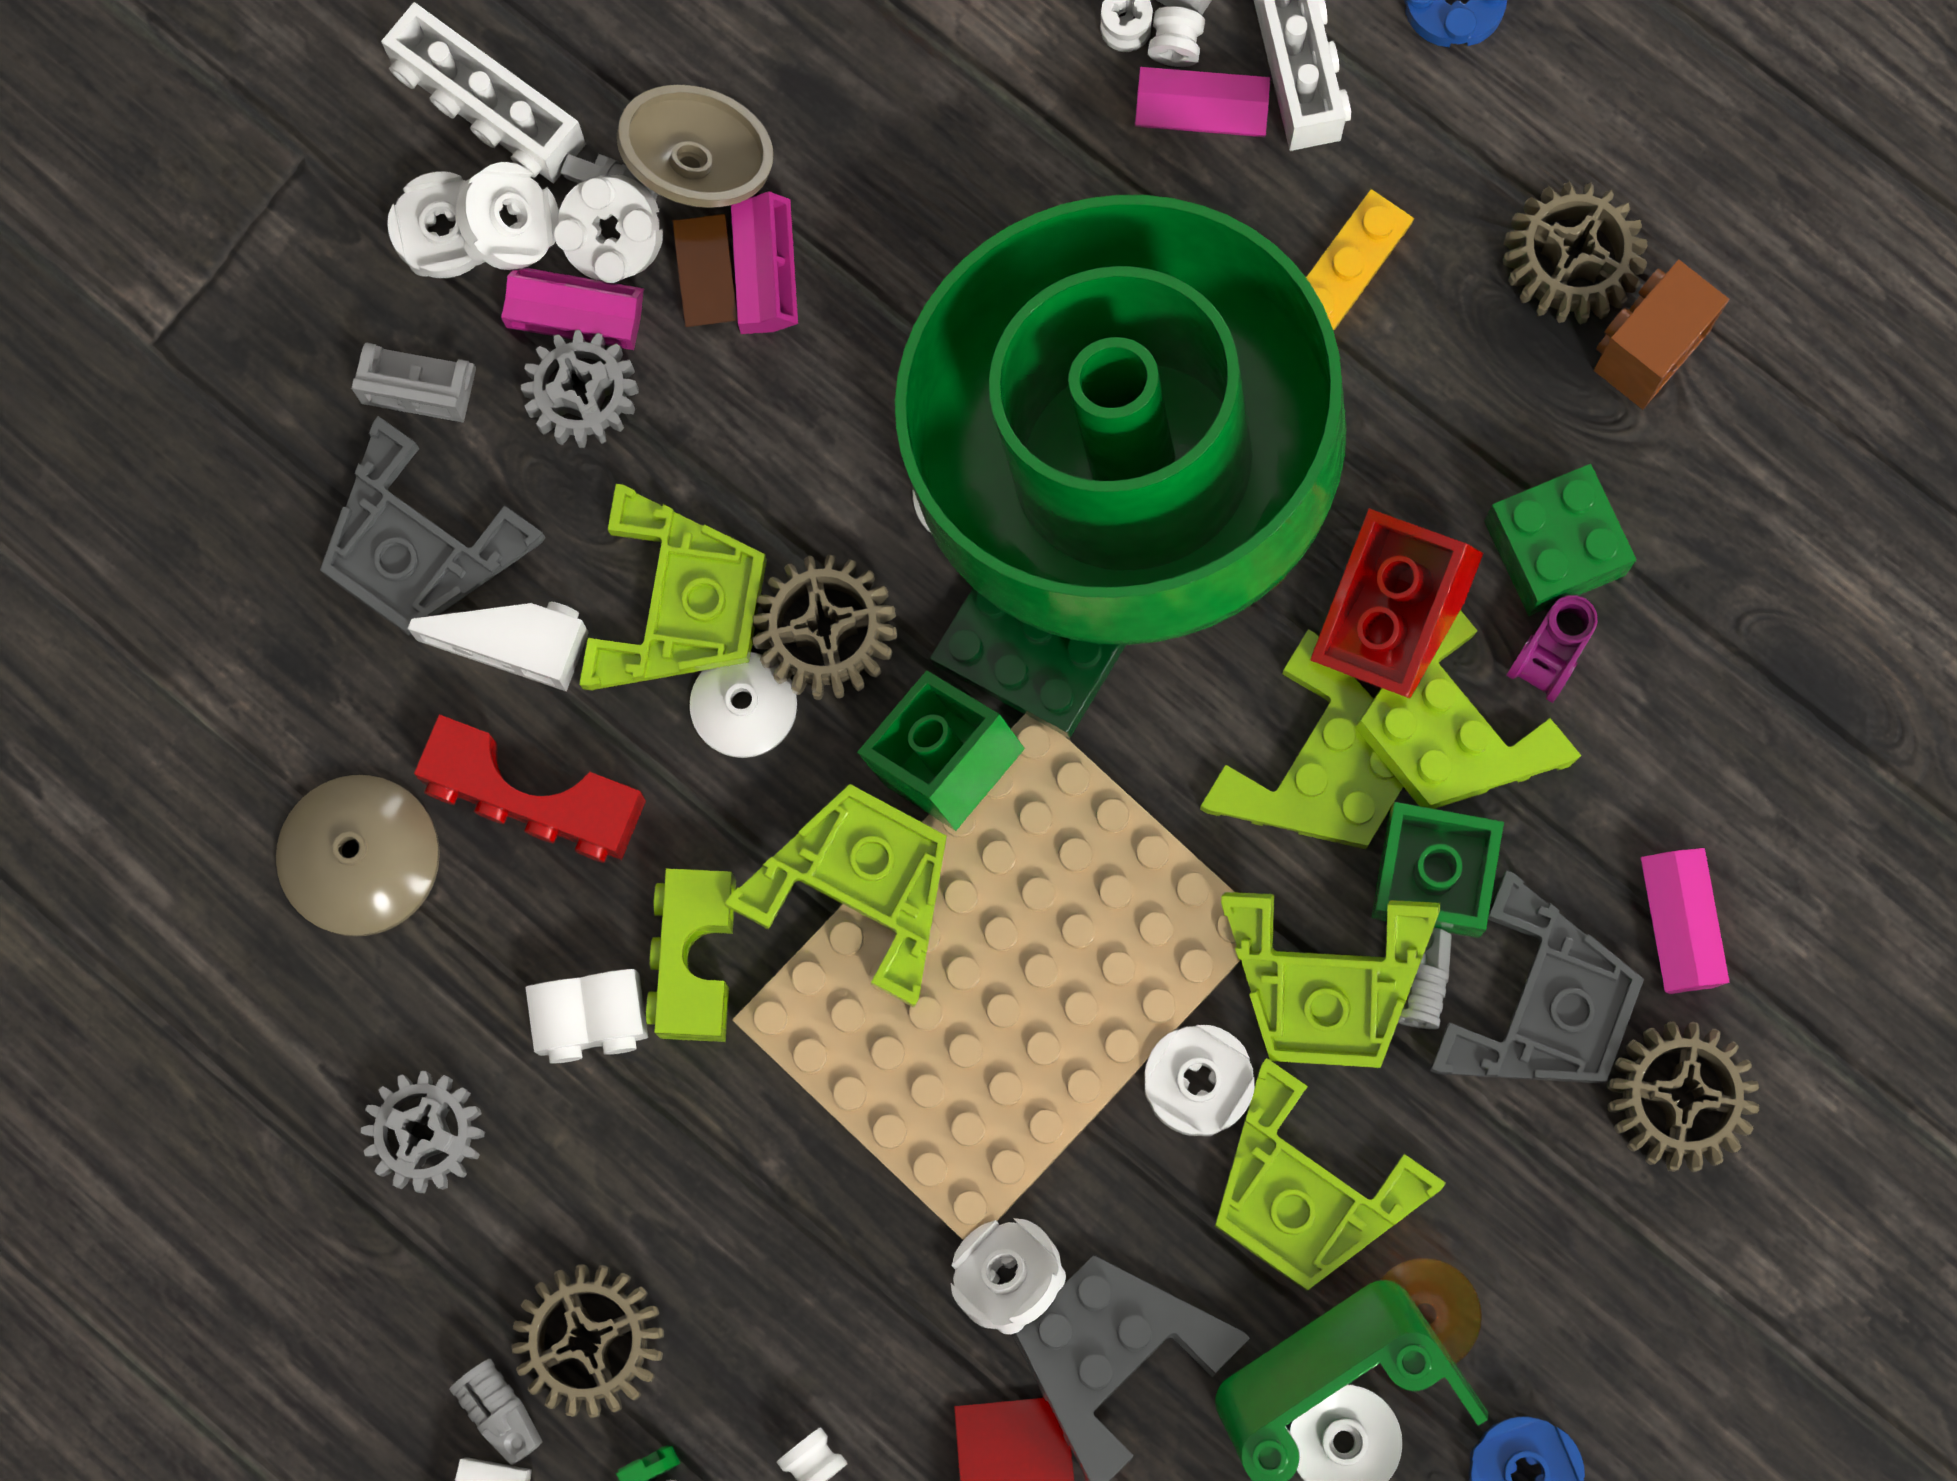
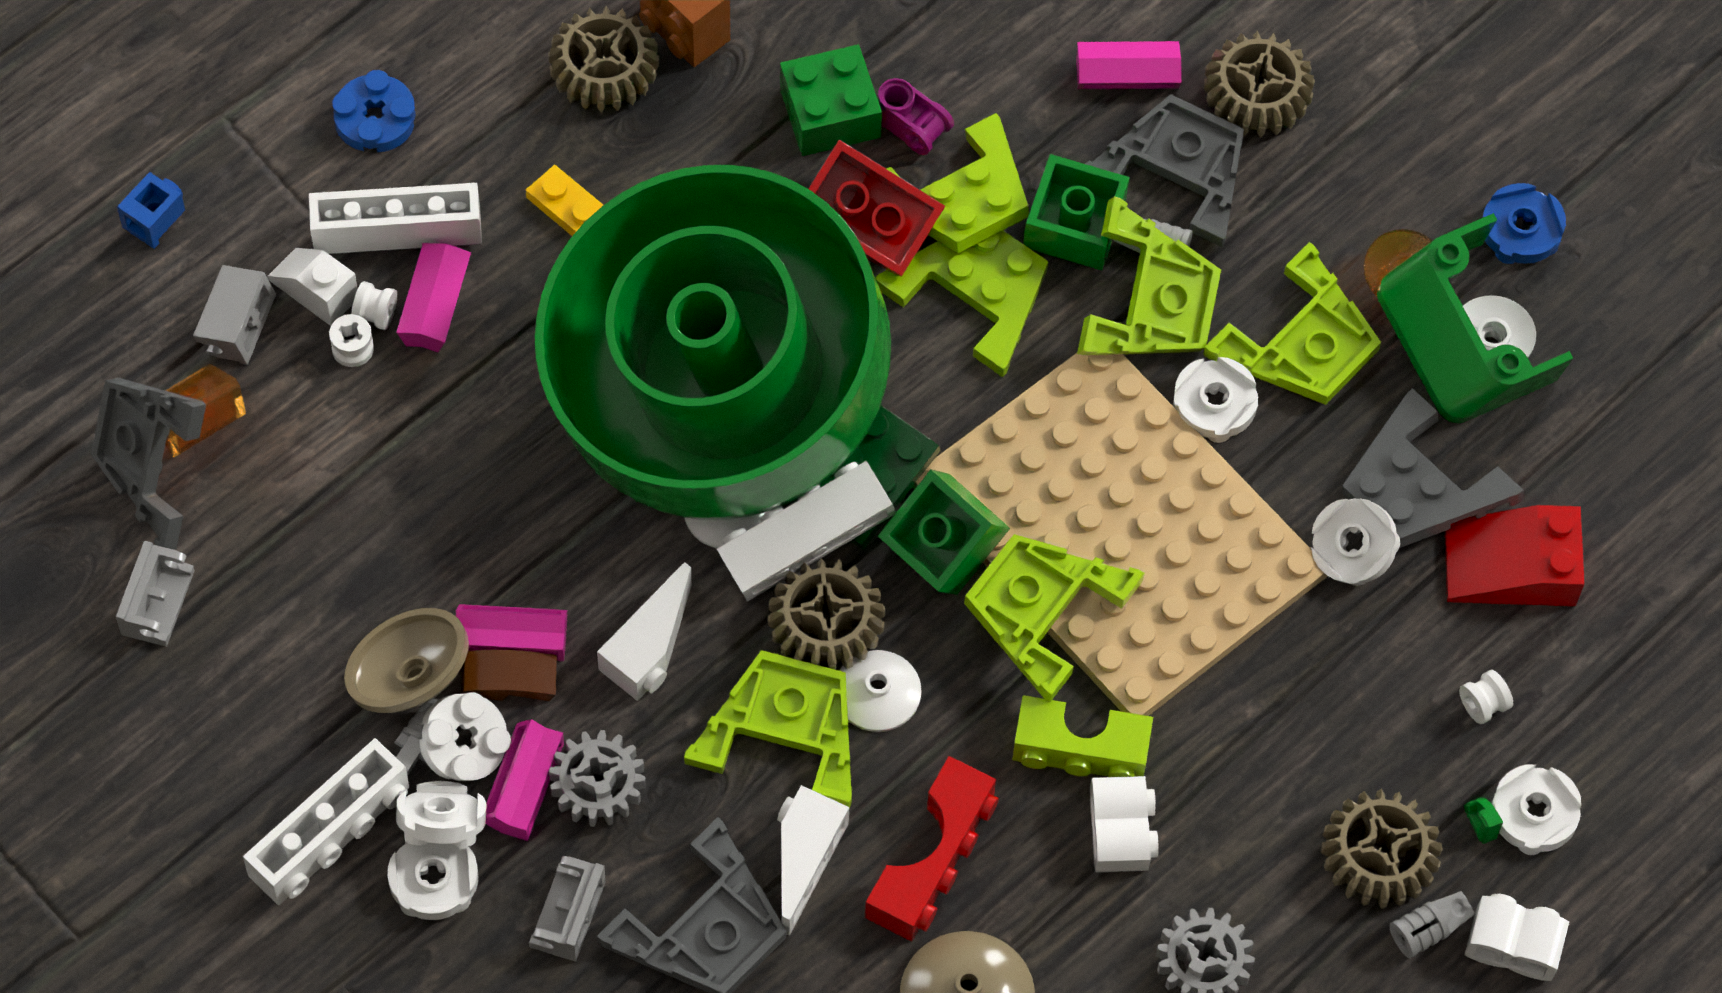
camera: 90 degrees left, 15 degrees down
(767, 423) = (643, 646): none -> white slope
(922, 583) = (806, 529): none -> white brick

